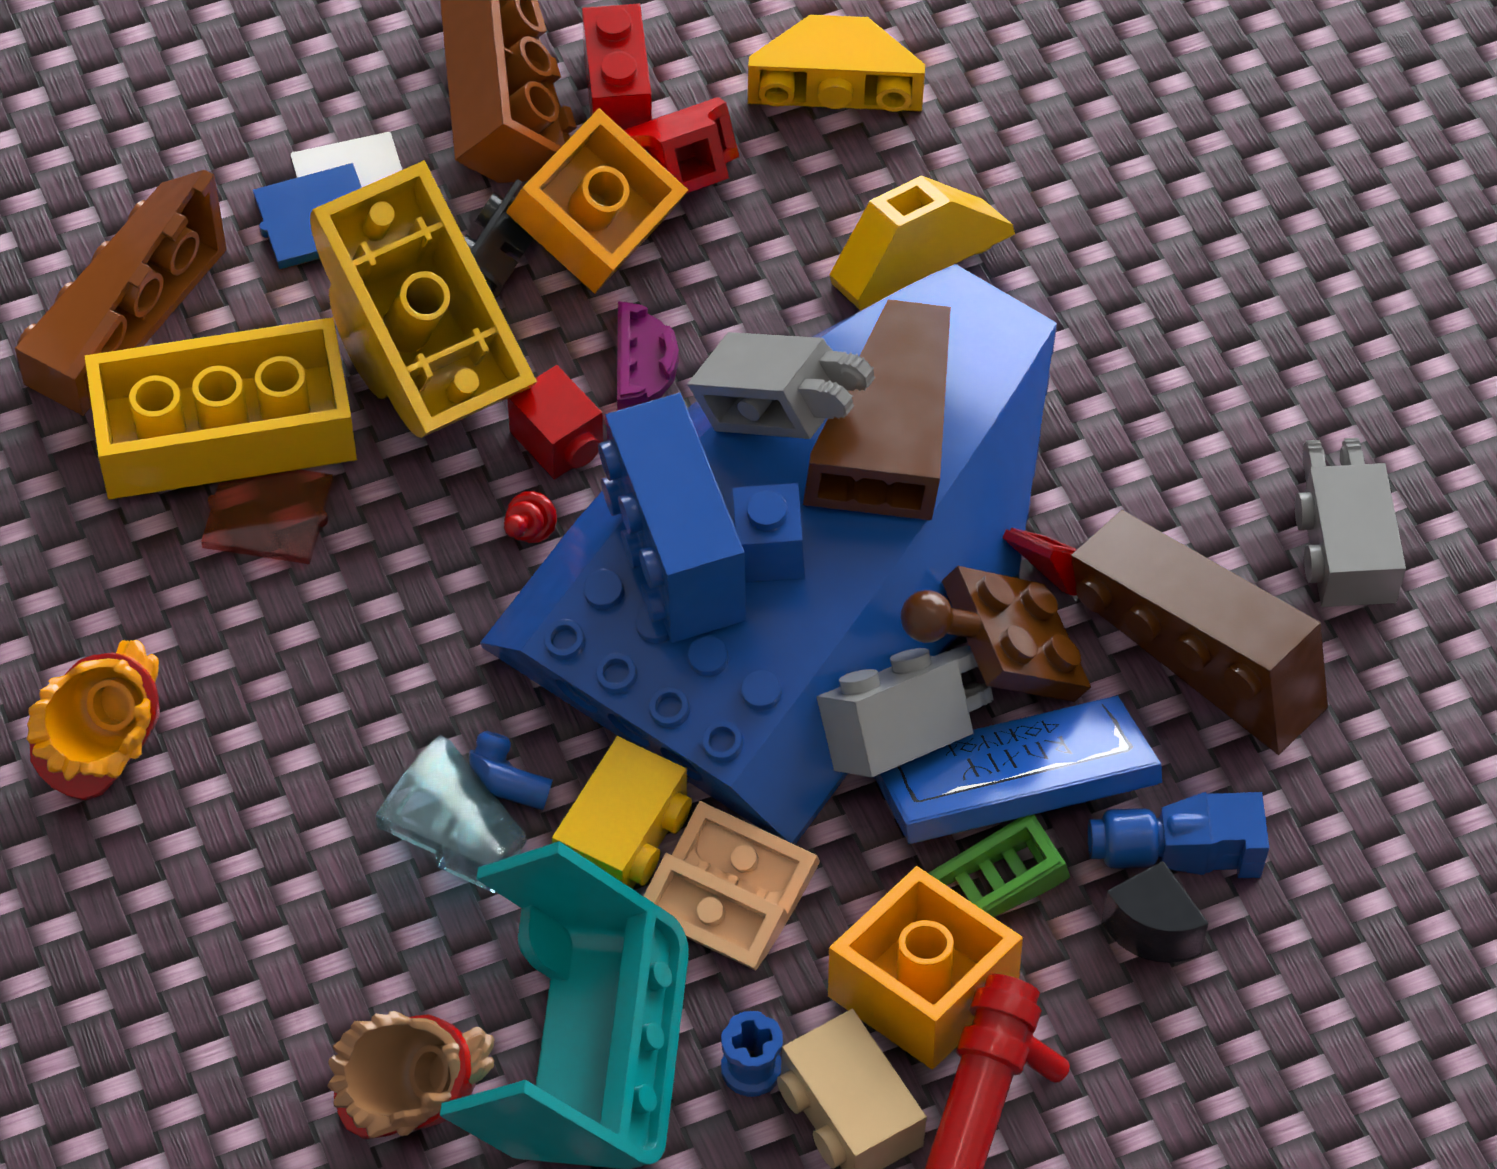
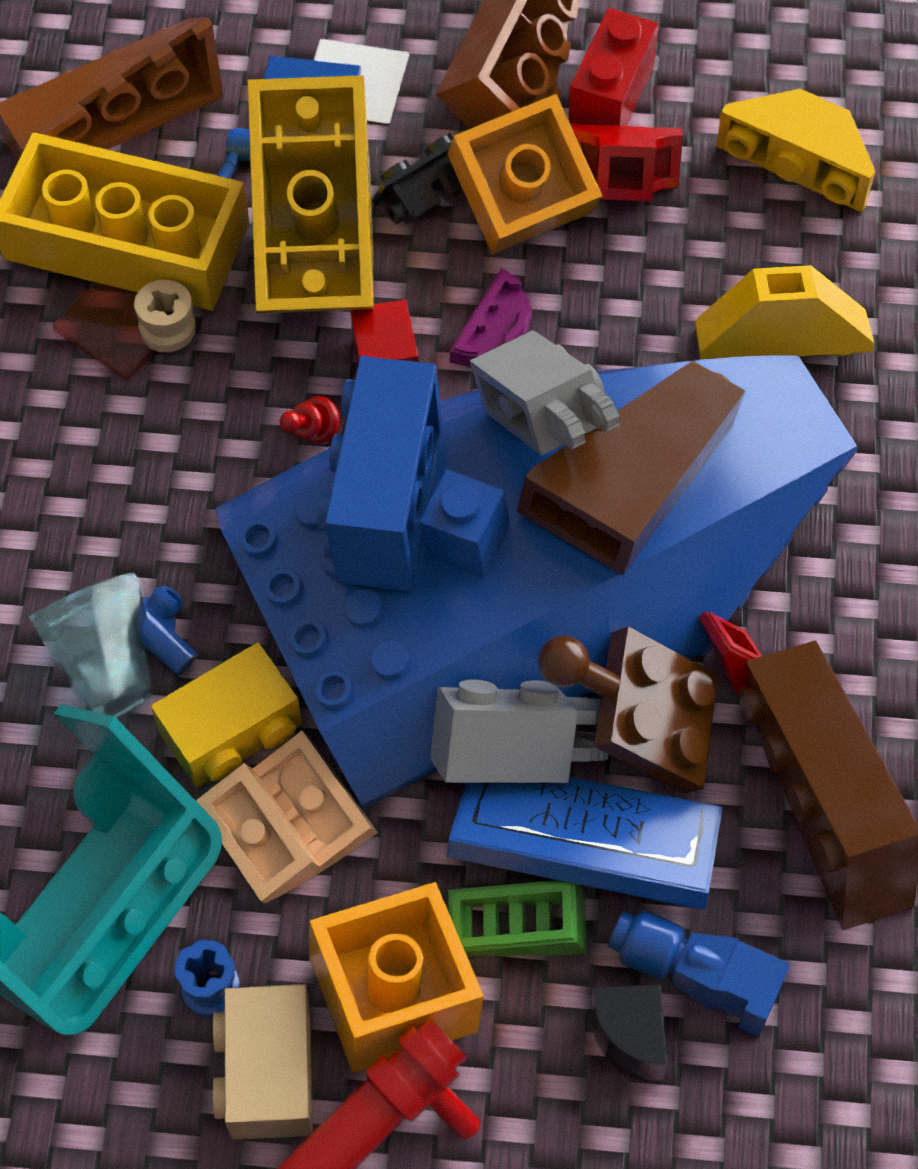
camera: 30 degrees right, 5 degrees up
(285, 289) = (236, 150): none -> blue hand
(326, 495) = (156, 328): none -> tan wheel

